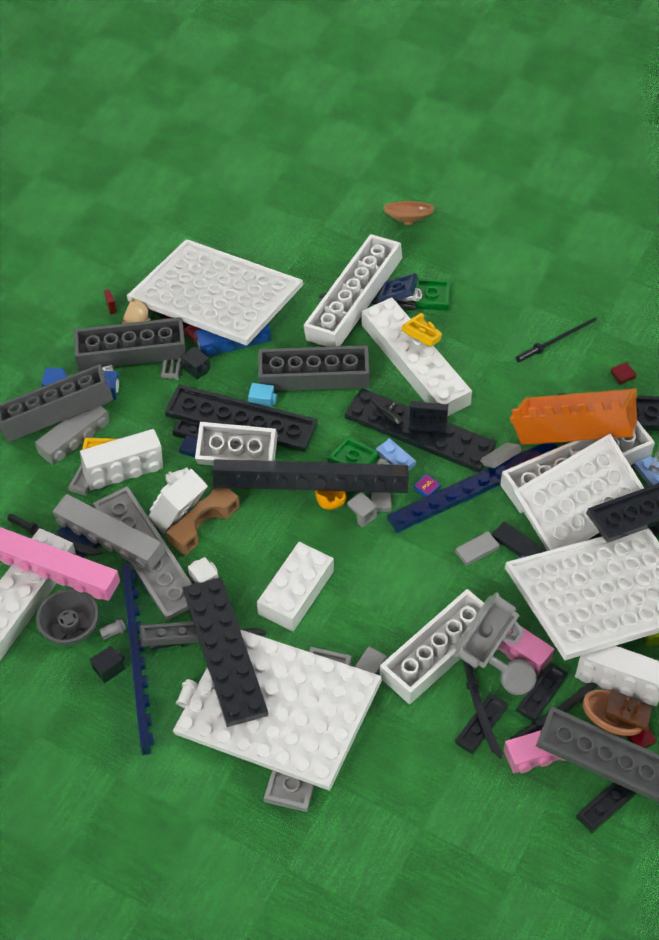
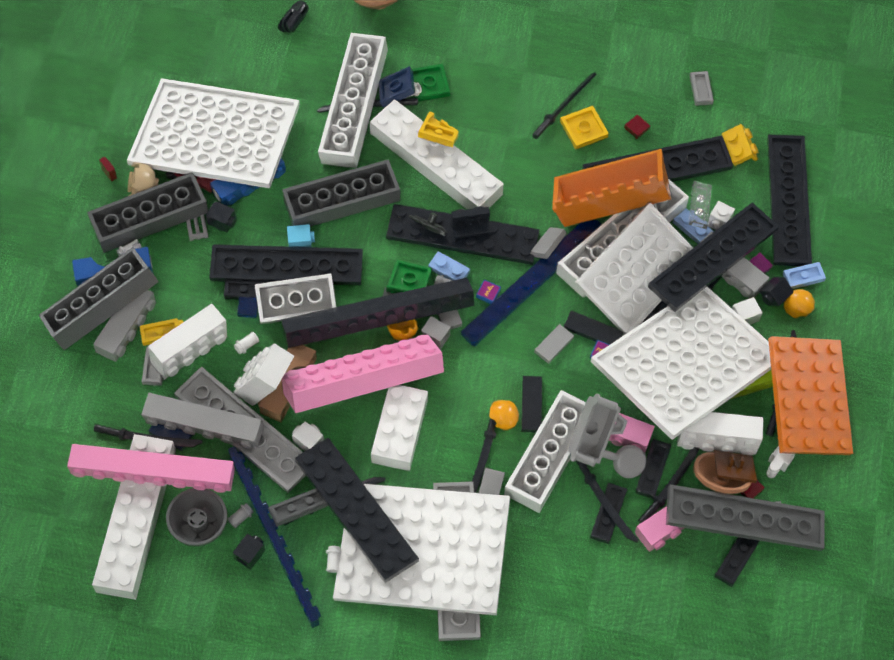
camera: 20 degrees left, 10 degrees up
(274, 525) = (362, 373): none -> bright pink brick
(324, 214) = (293, 17): none -> black arm
(383, 617) = (489, 436): none -> black sword
(404, 600) = (504, 413): none -> light orange hair
(436, 596) = (531, 403): none -> black tile
(569, 362) = (584, 127): none -> yellow plate

